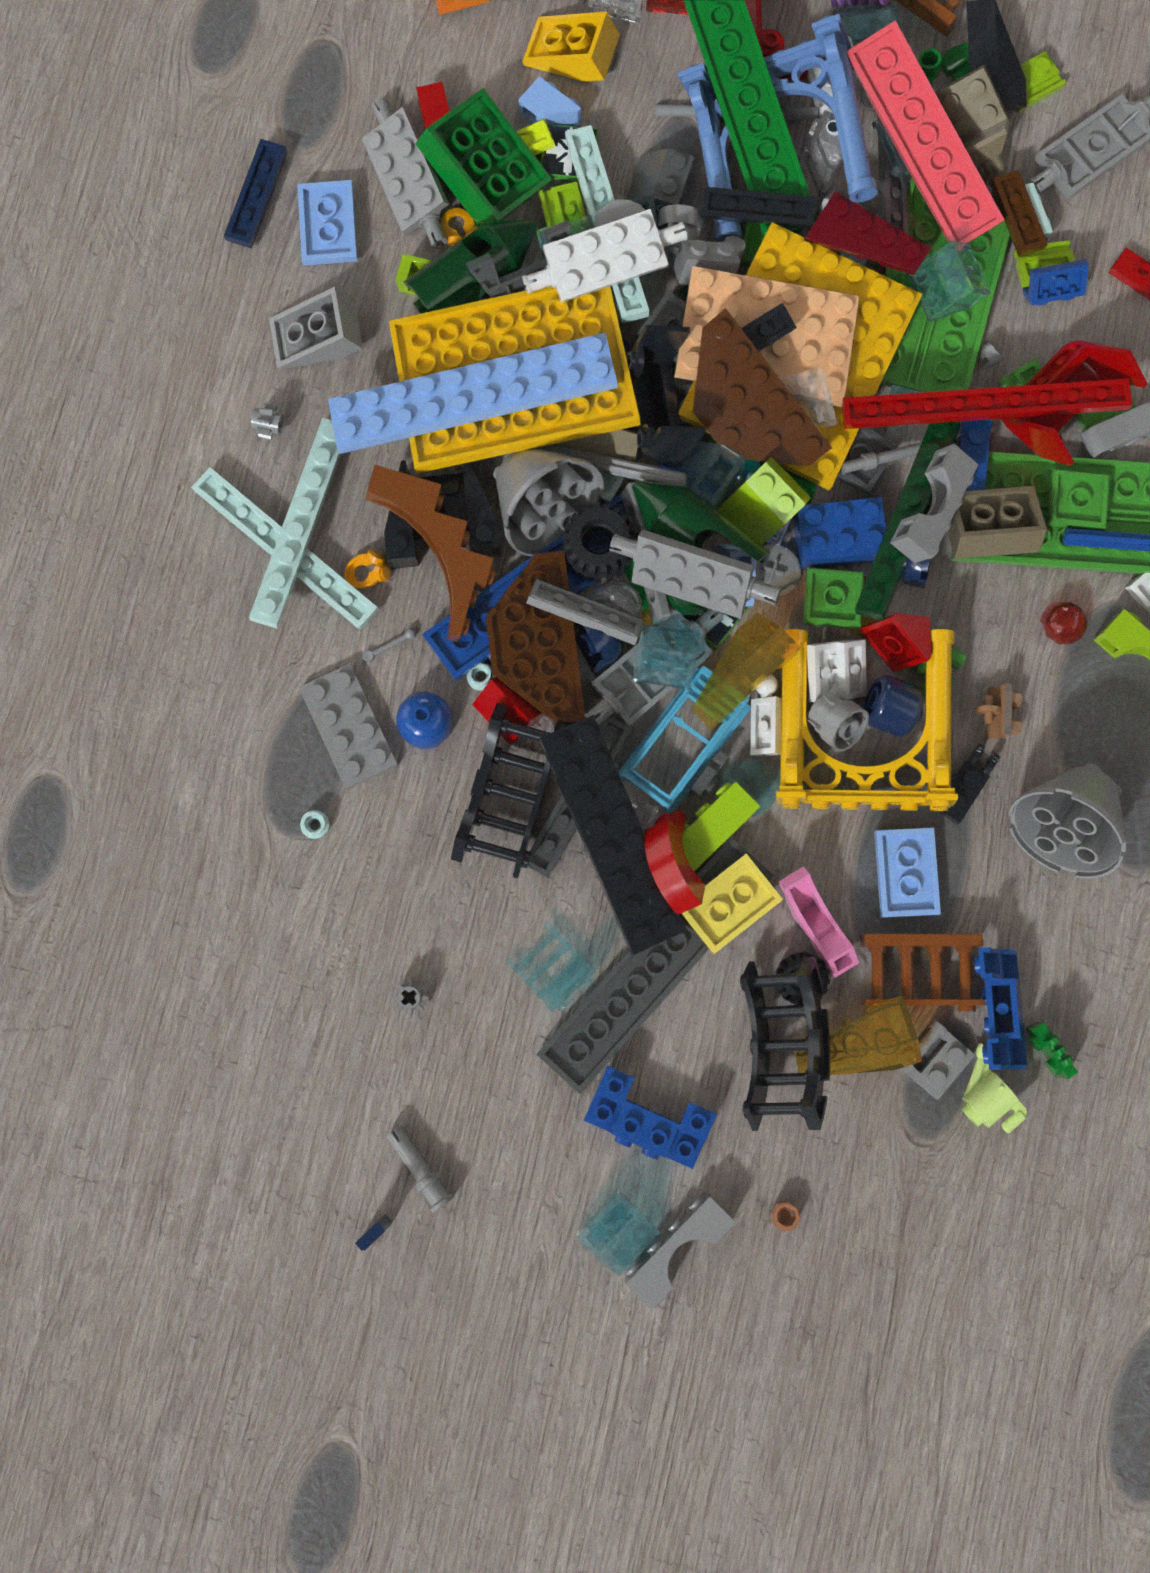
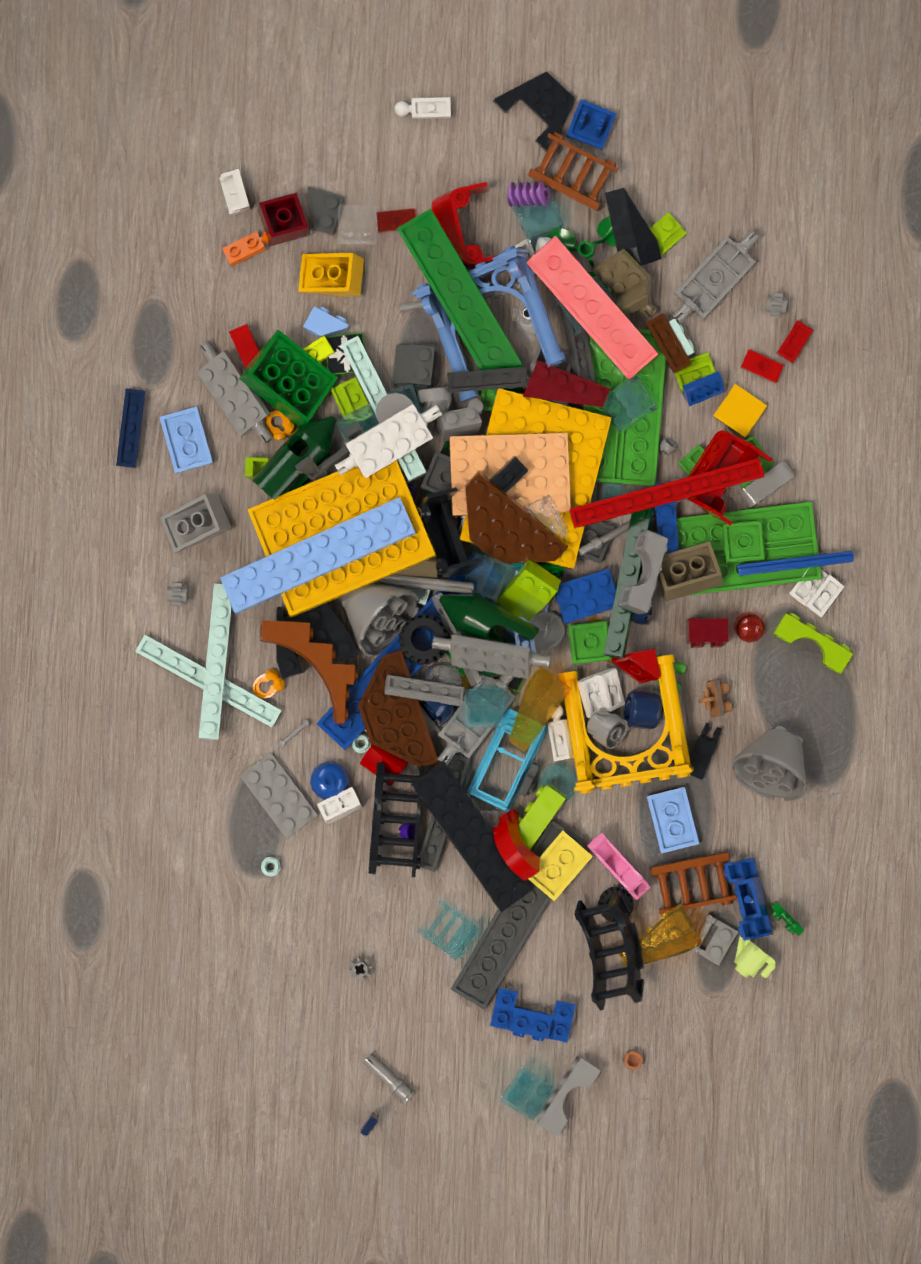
camera: 15 degrees left, 5 degrees up
(431, 757) = (339, 806): none -> white hinge
(519, 812) = (406, 831): none -> dark purple hinge
(1006, 612) = (707, 631): none -> dark red brick
(1100, 322) = (740, 410): none -> yellow tile

